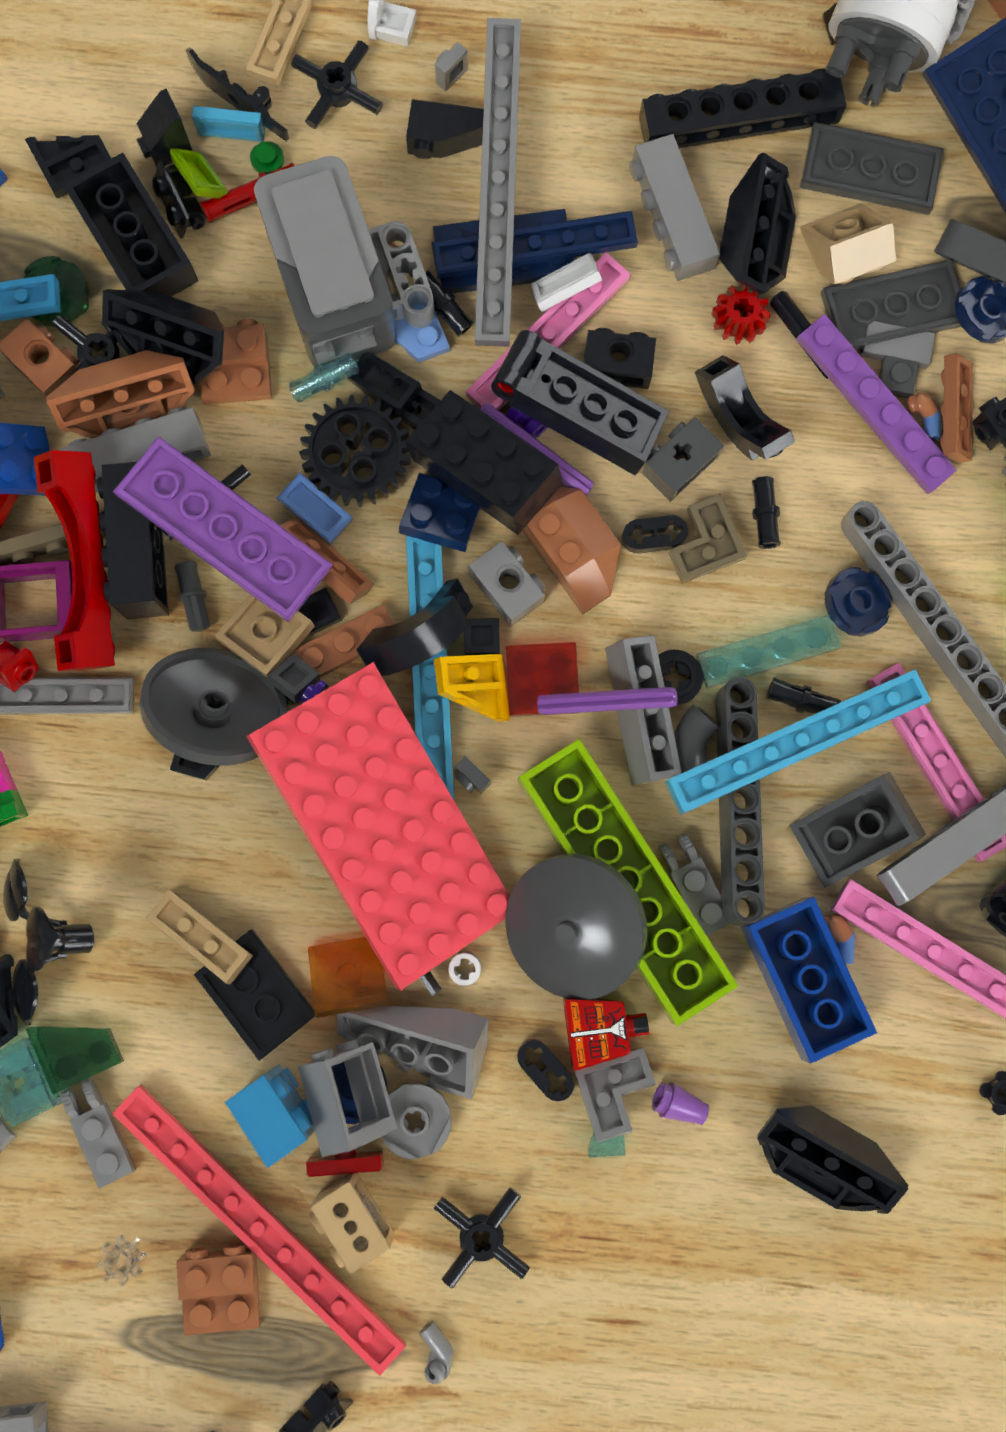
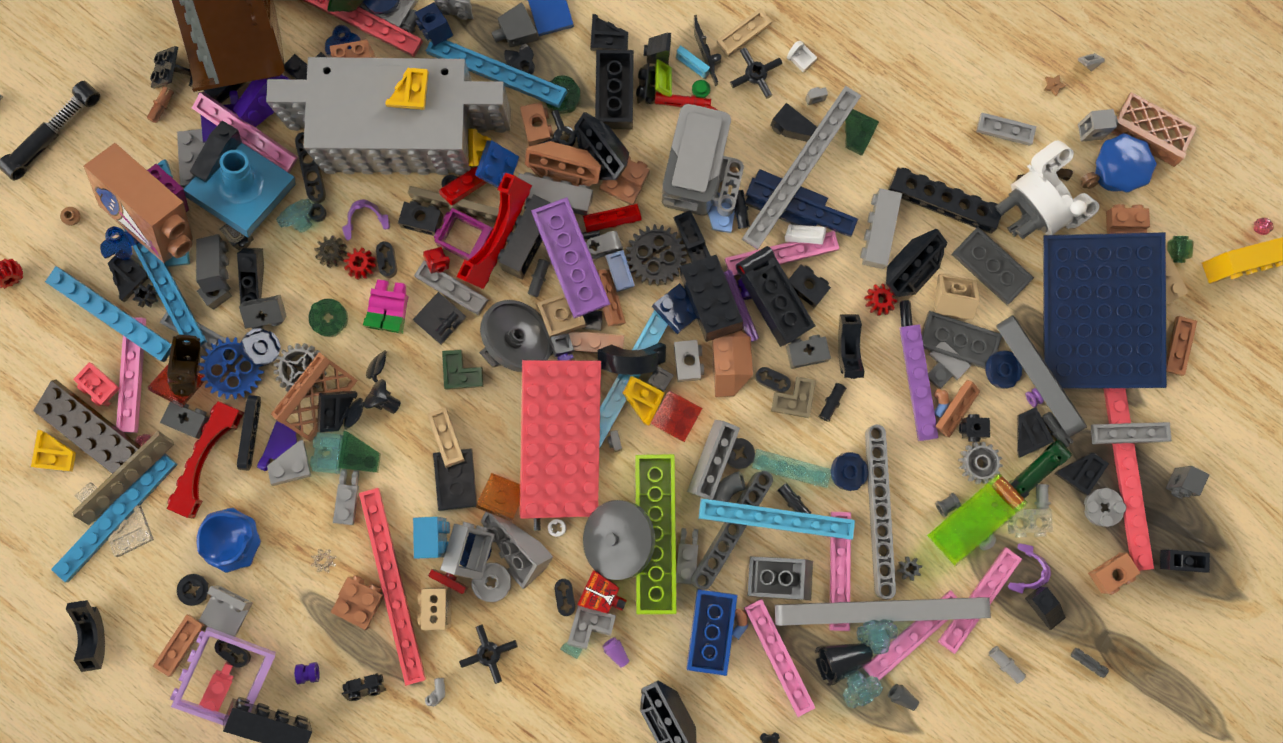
camera: 35 degrees right, 0 degrees up
(72, 755) = (439, 318): none -> black plate
(156, 829) = (456, 376): none -> dark green plate
(251, 434) = (612, 218): none -> red plate
(266, 480) = (605, 244): none -> light grey piece
(323, 377) = (662, 211): clear light blue pin -> none
(549, 84) = (859, 131): none -> clear green wing
(607, 700) = (698, 445): medium lavender axle -> none

